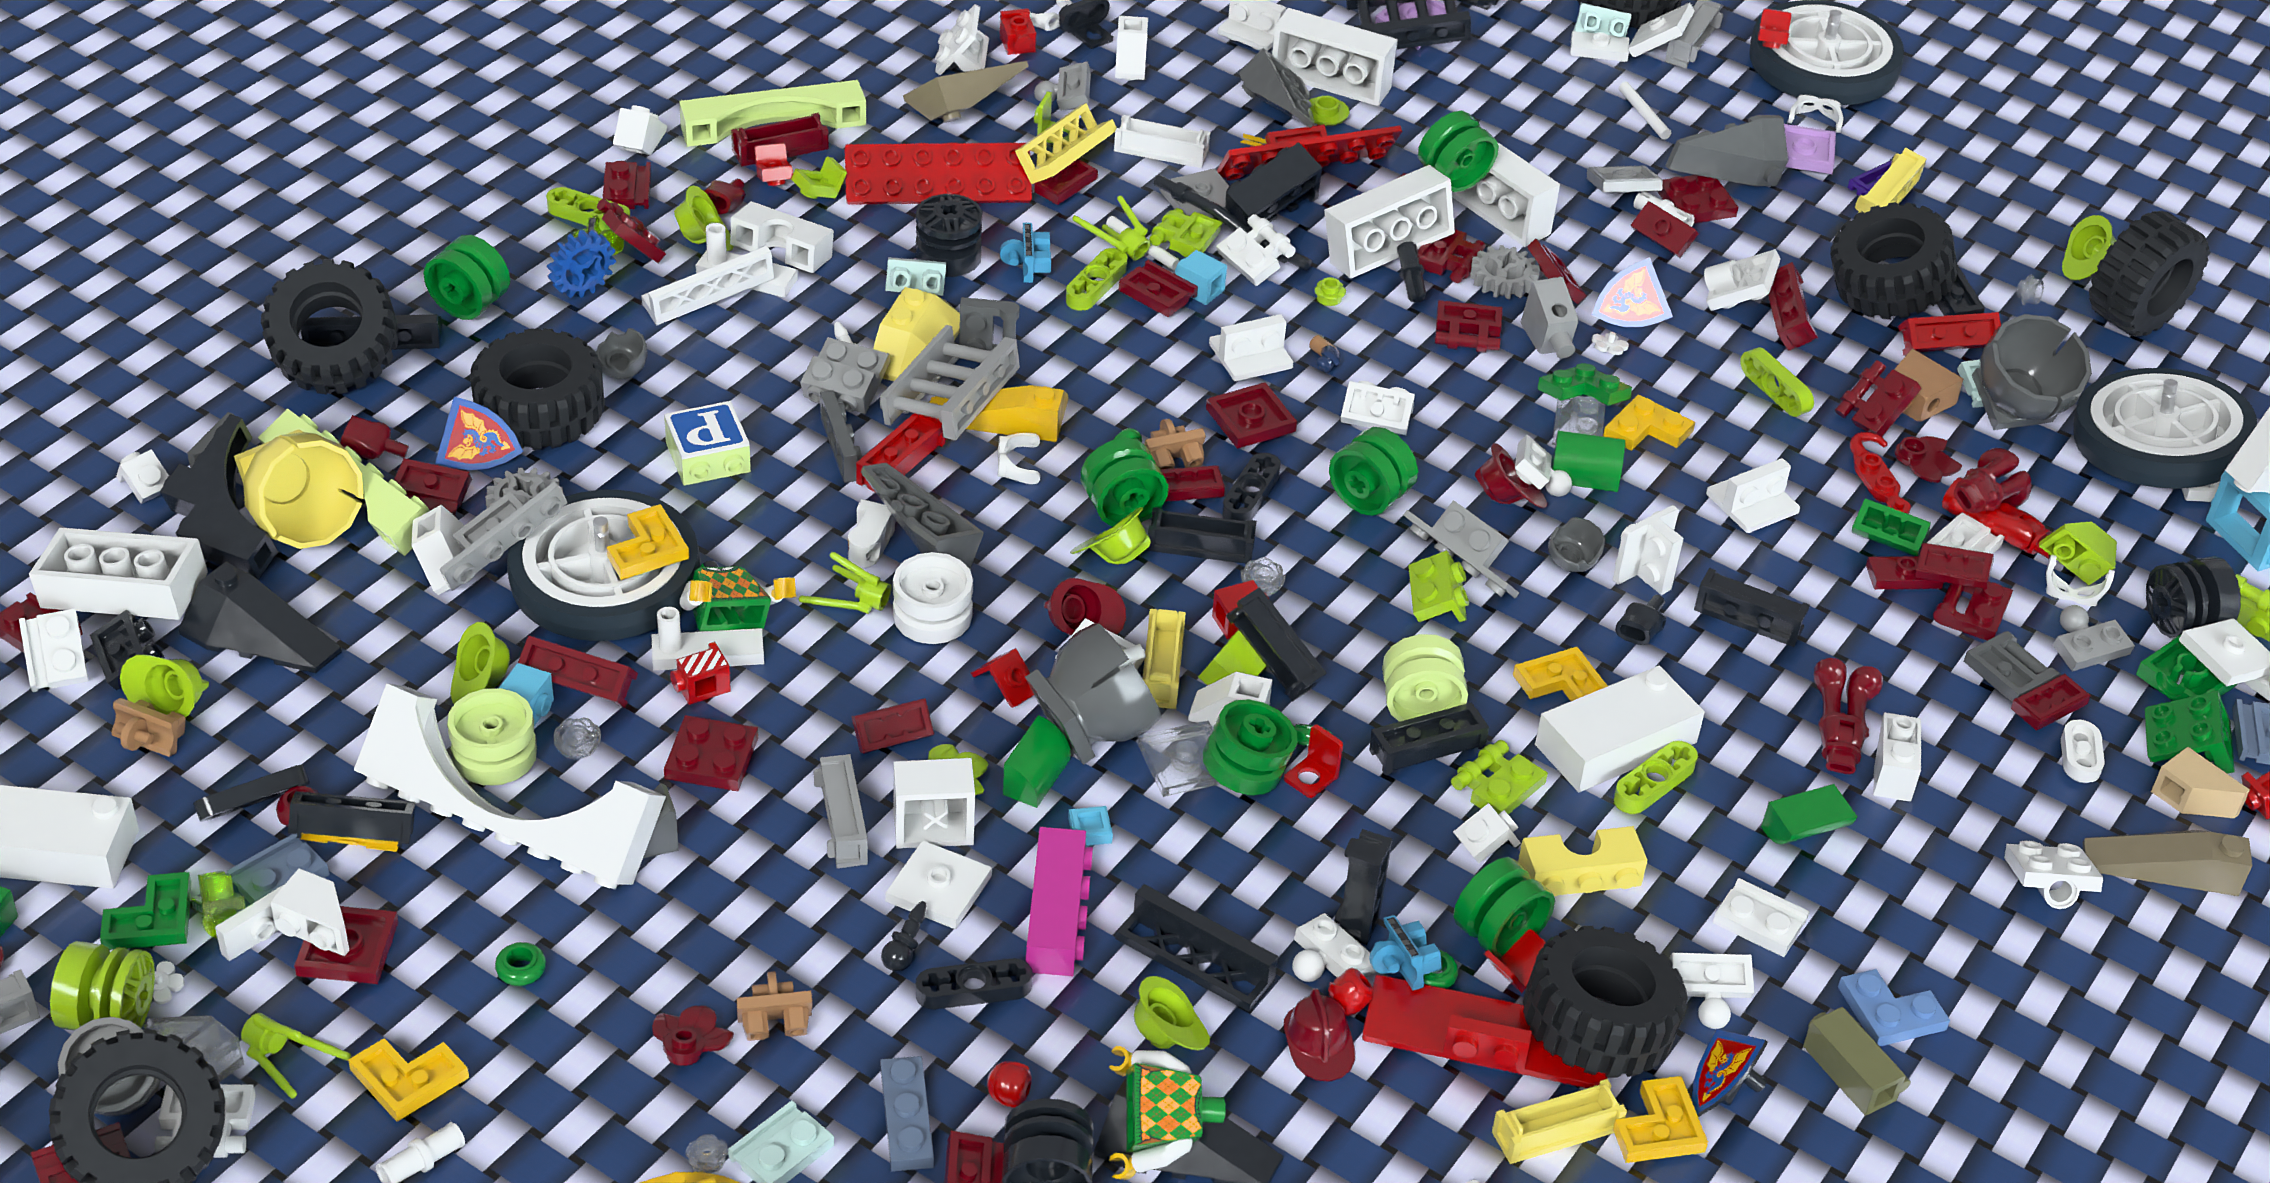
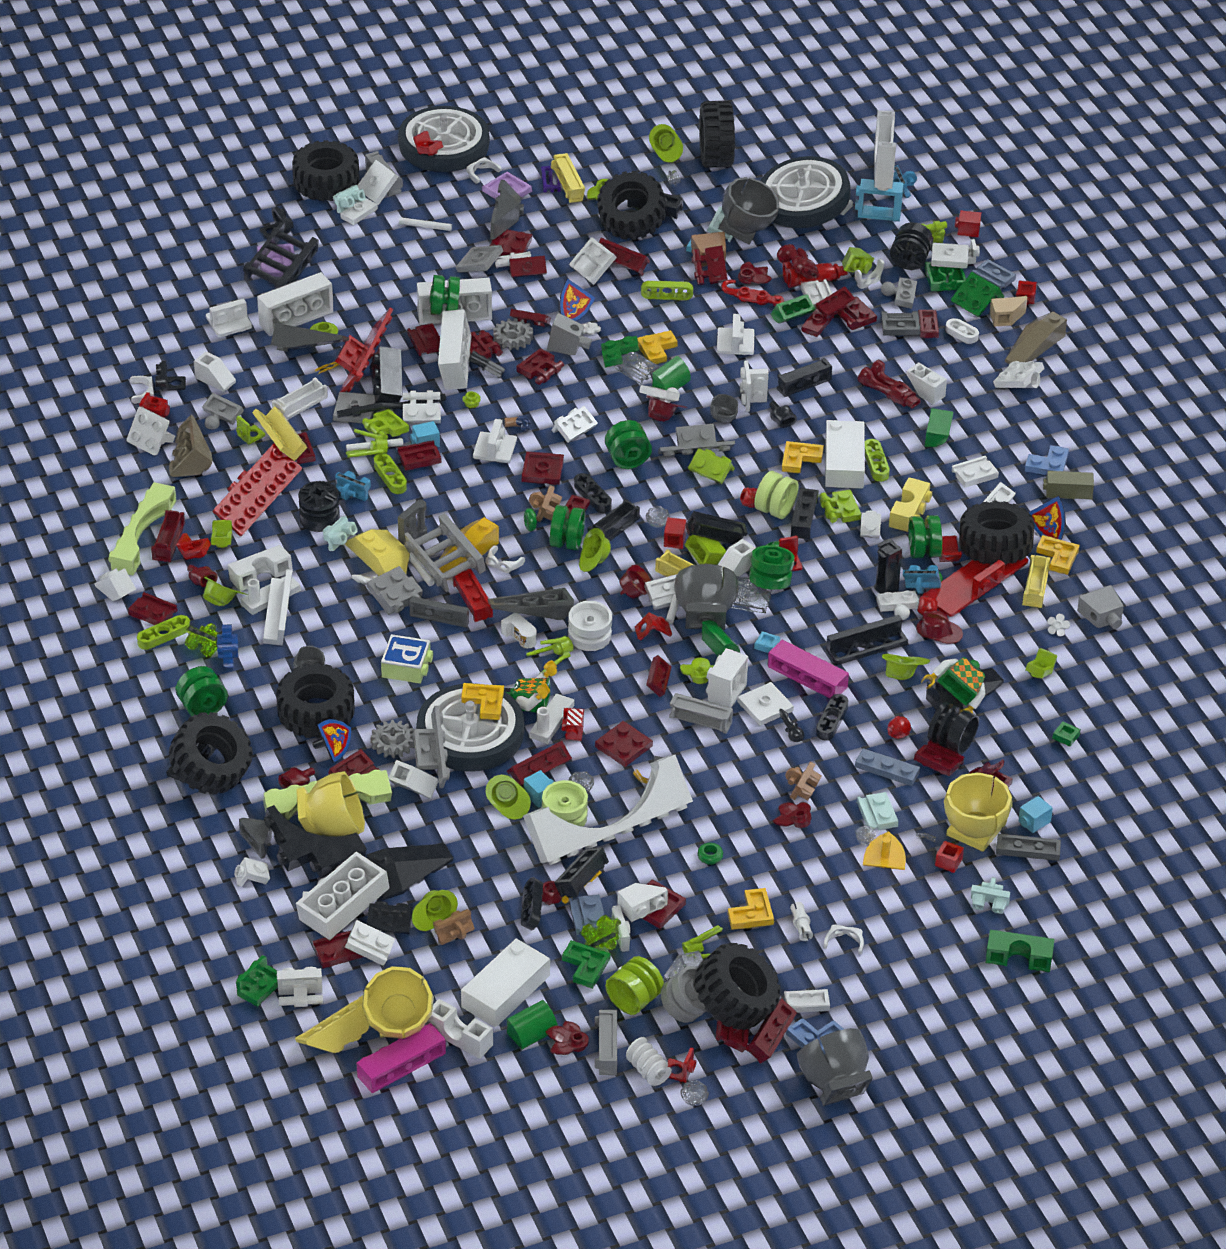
camera: 55 degrees left, 0 degrees up
(631, 230) = (215, 616): dark red plate -> none
(1948, 332) = (685, 219): red container -> none

